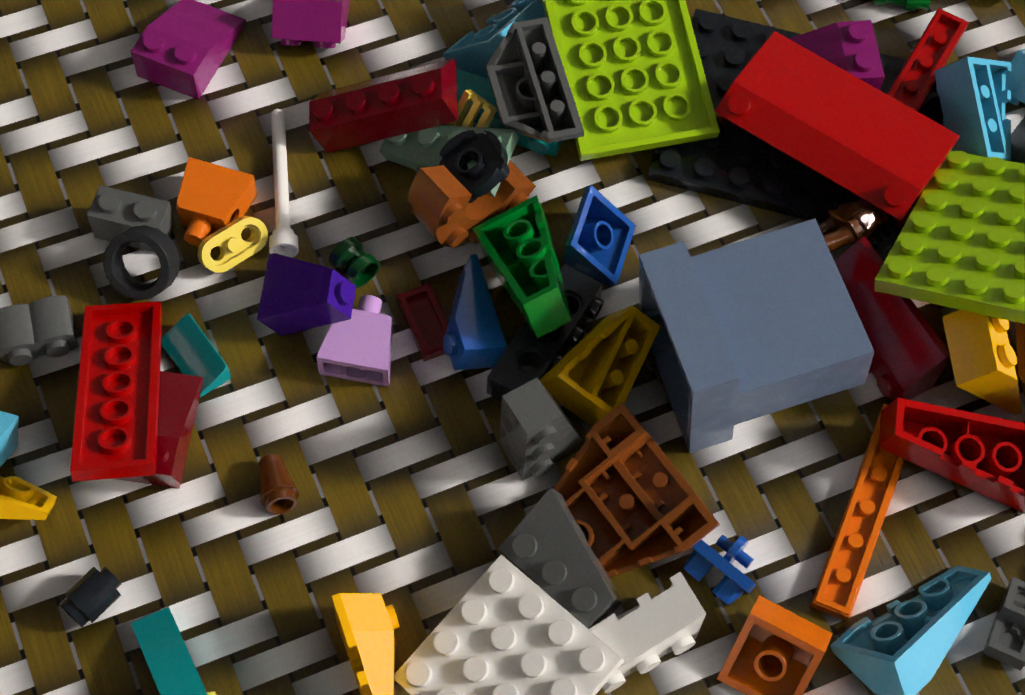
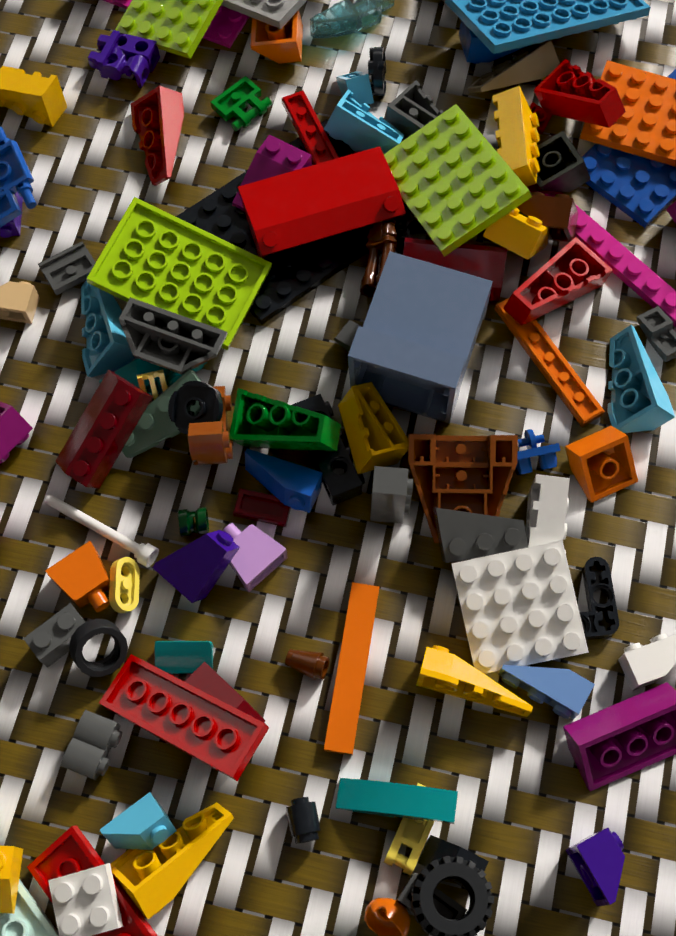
camera: 50 degrees left, 5 degrees up
(305, 536) = (351, 669): none -> orange tile
(598, 238) = (283, 377): blue slope -> none

